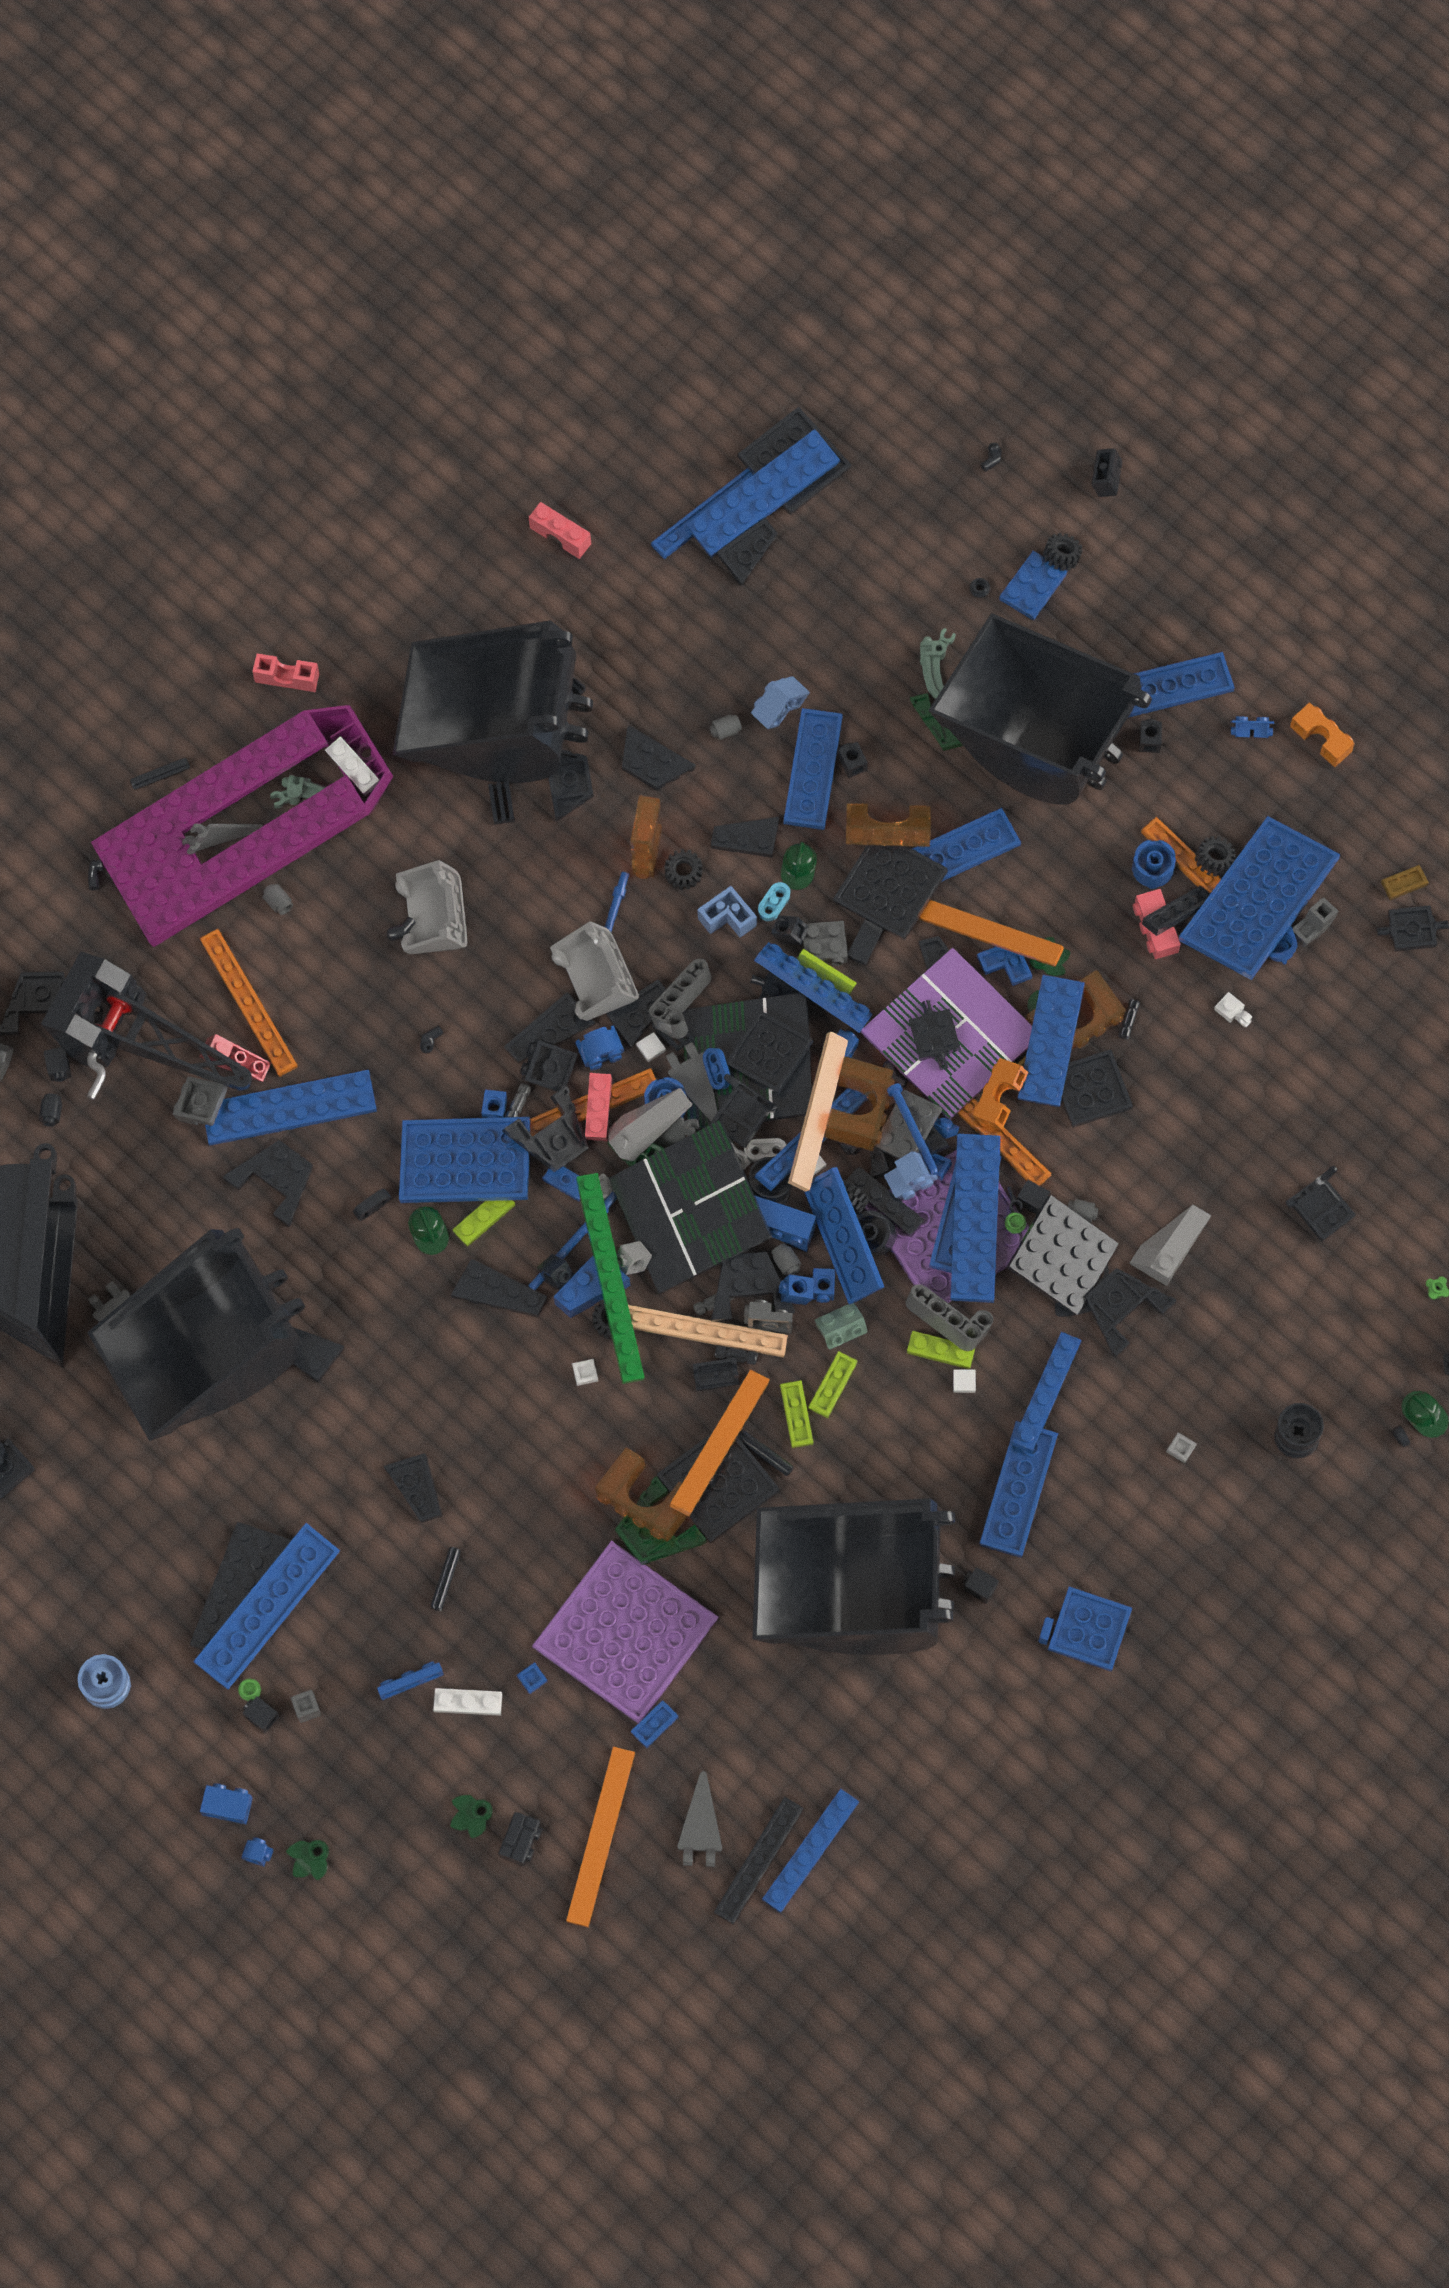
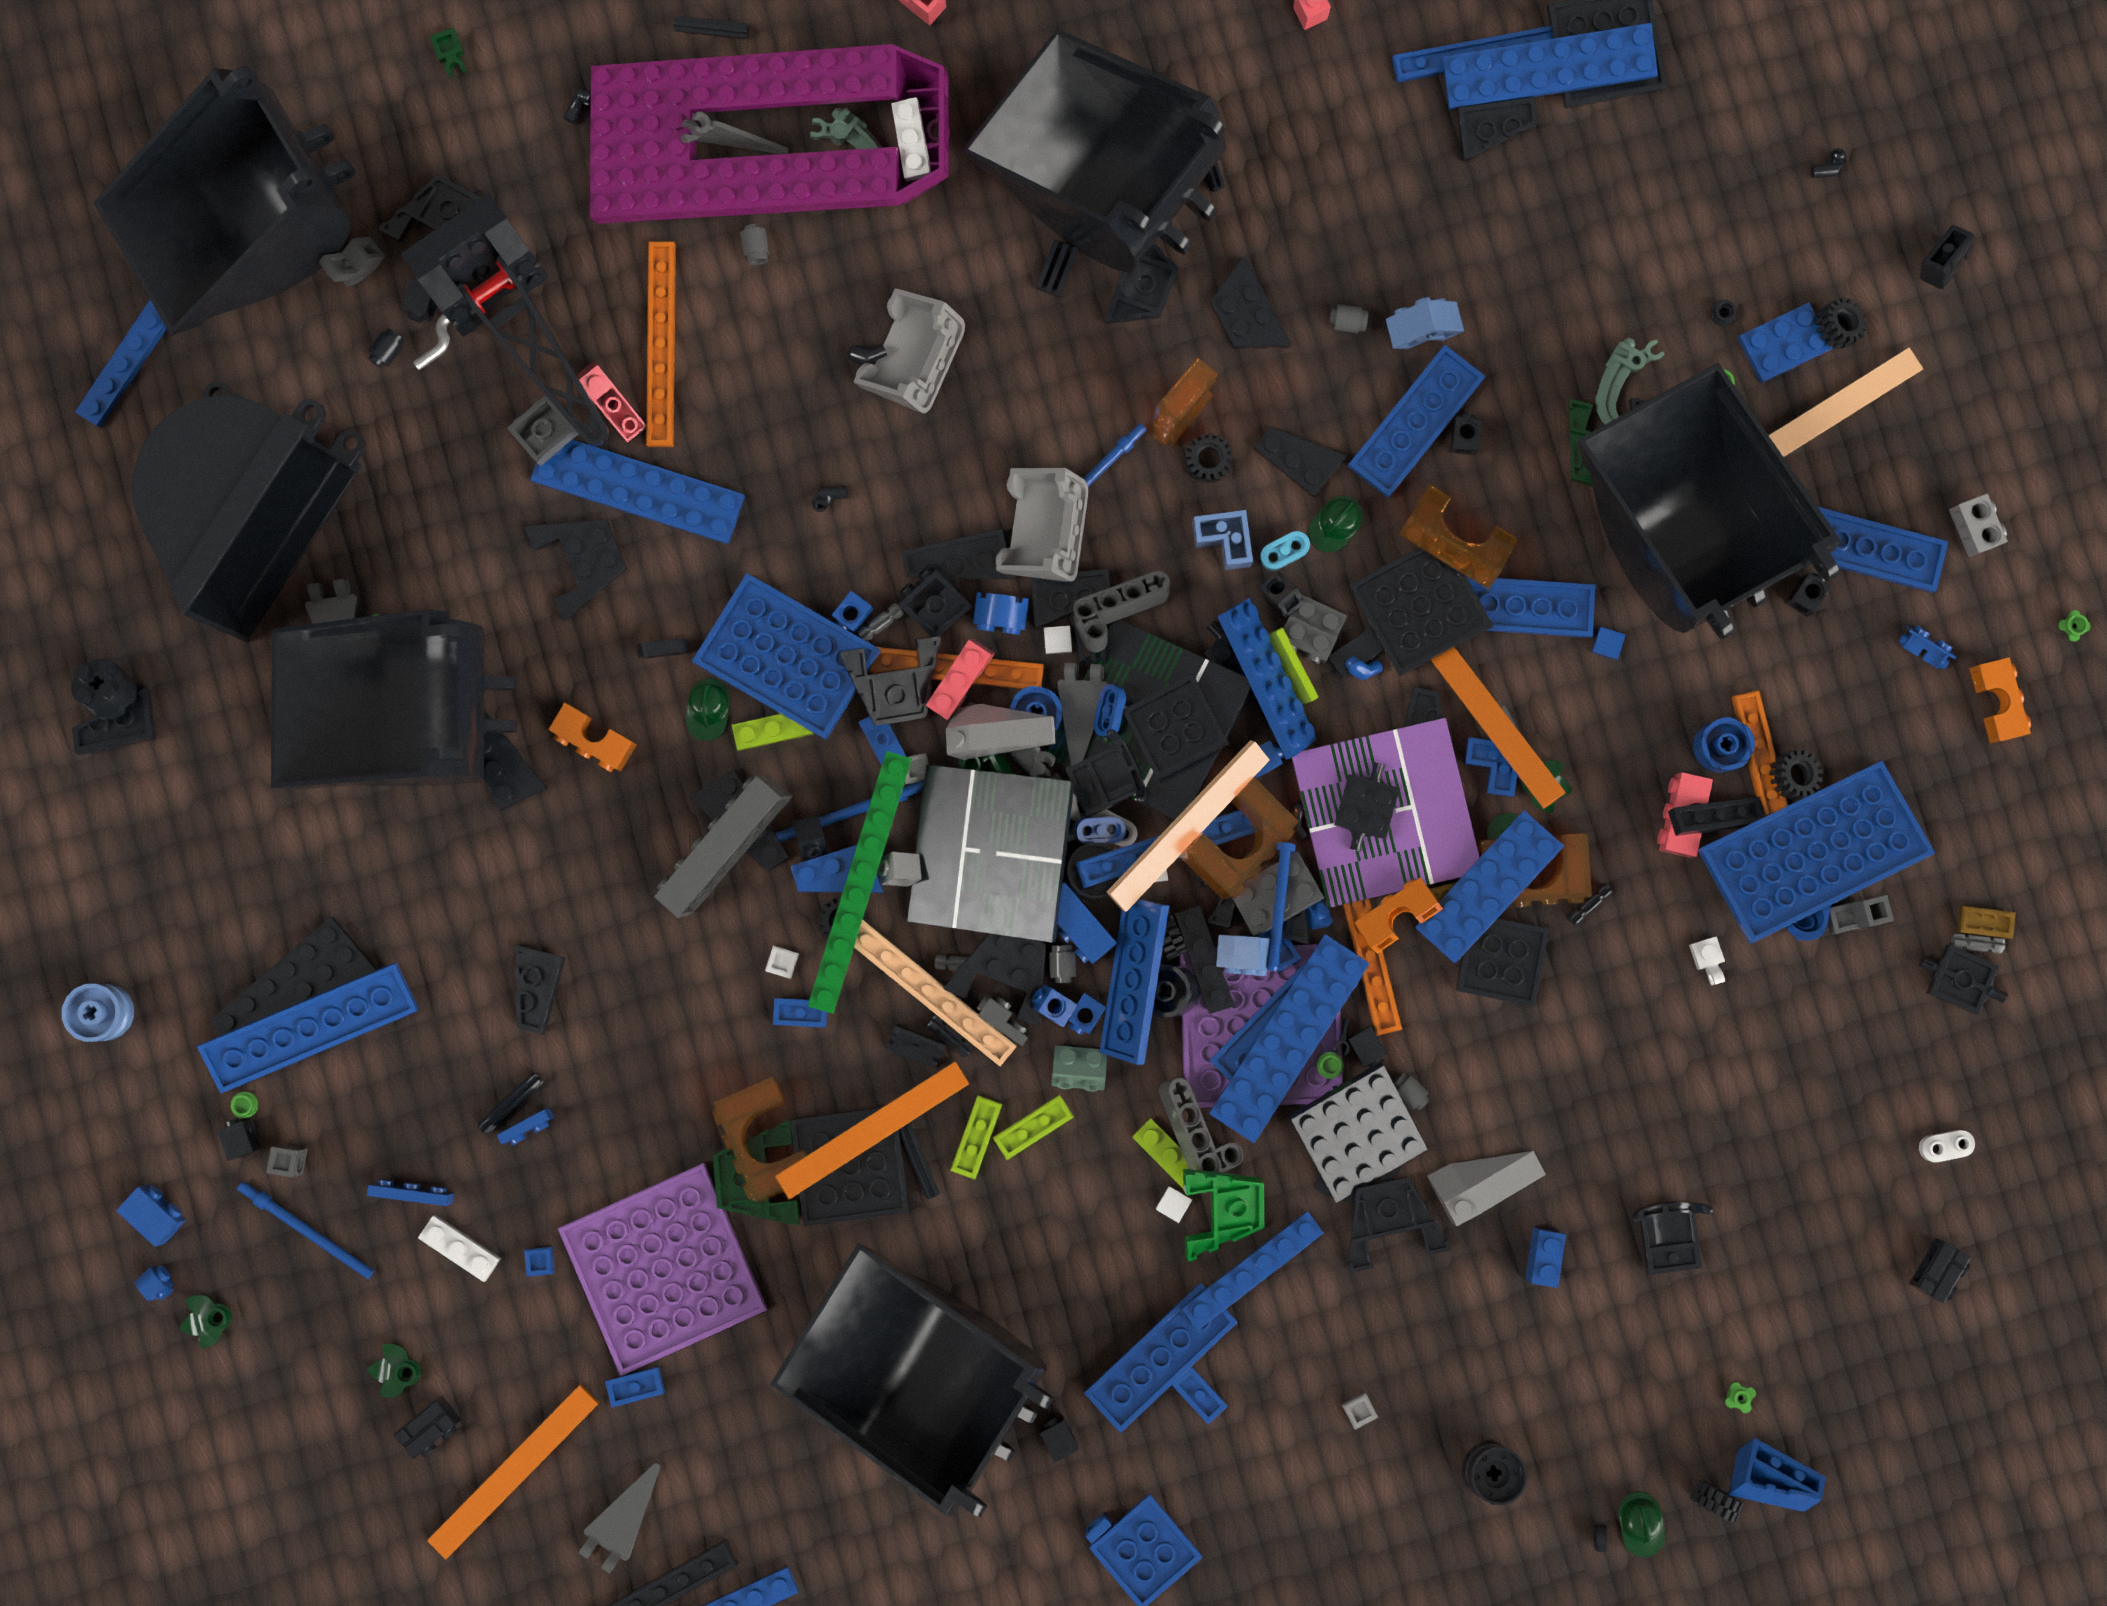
camera: 30 degrees right, 15 degrees up
(303, 1750) = (263, 1201): none -> blue bar
(375, 1295) = (571, 727): none -> orange arch
(473, 1579) = (516, 1133): none -> blue plate
(497, 1307) = (722, 845): none -> dark grey brick
(619, 1398) = (797, 1013): none -> blue plate
(756, 1152) = (1098, 830): none -> blue plate
(875, 950) = (1361, 670): none -> blue arm
(1008, 1355) = (1235, 1208): none -> green wing
(1034, 842) = (1608, 643): none -> blue tile
(1061, 1499) = (1200, 1395): none -> blue plate
(1100, 597) = (1846, 402): none -> light nougat tile
(1233, 634) = (1971, 528): none -> light grey brick
(1244, 1268) = (1545, 1257): none -> blue brick
(1342, 655) = (2081, 622): none -> bright green plate
(1408, 898) = (1978, 942): none -> dark grey axle

